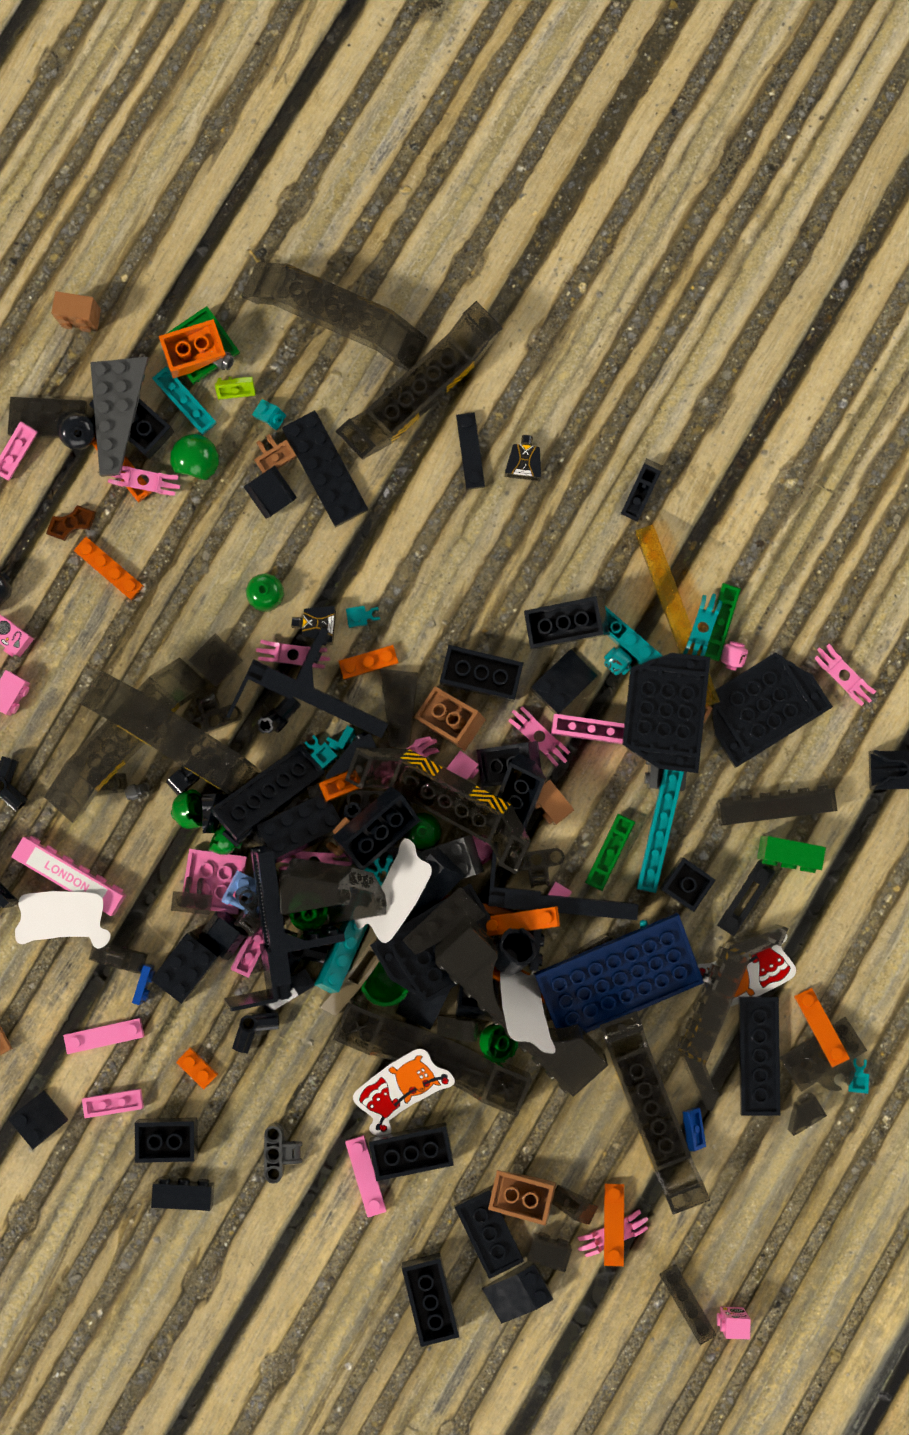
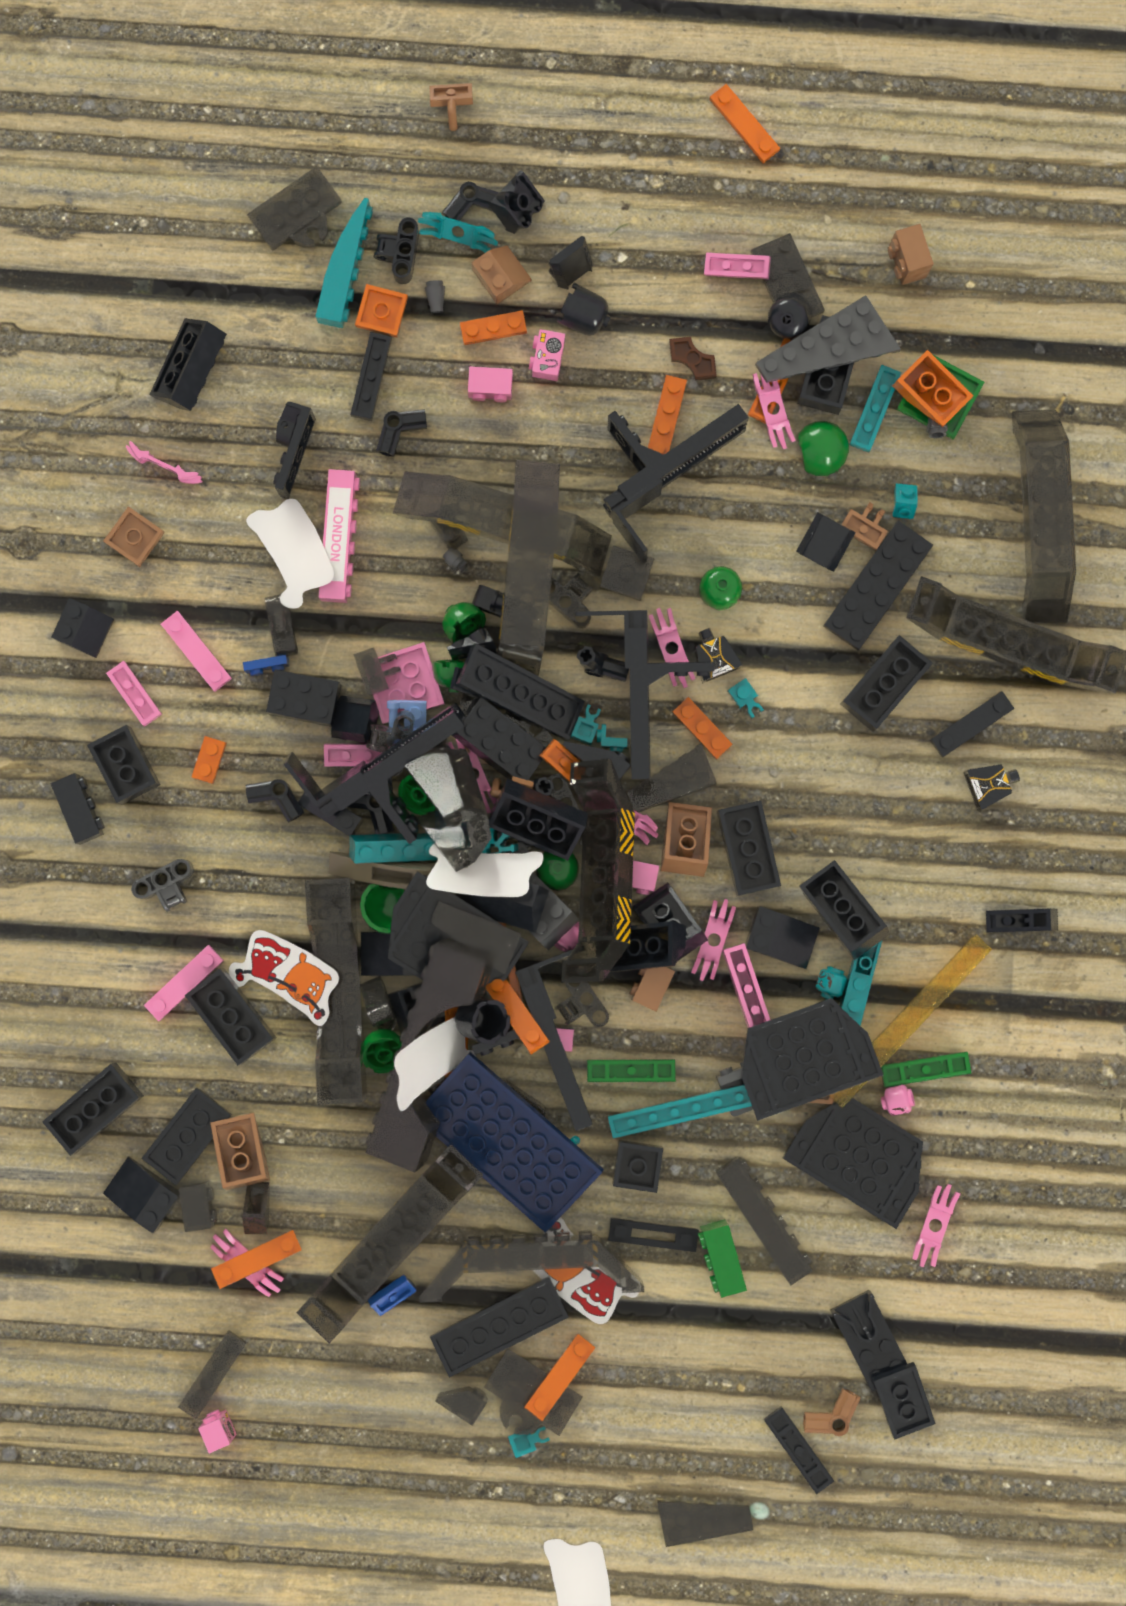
camera: 65 degrees right, 0 degrees up
(146, 593) = (660, 469): none -> black piece
(235, 388) = (914, 452): lime plate -> none
(405, 501) = (886, 683): none -> black brick
(707, 616) = (923, 1049): teal piece -> none

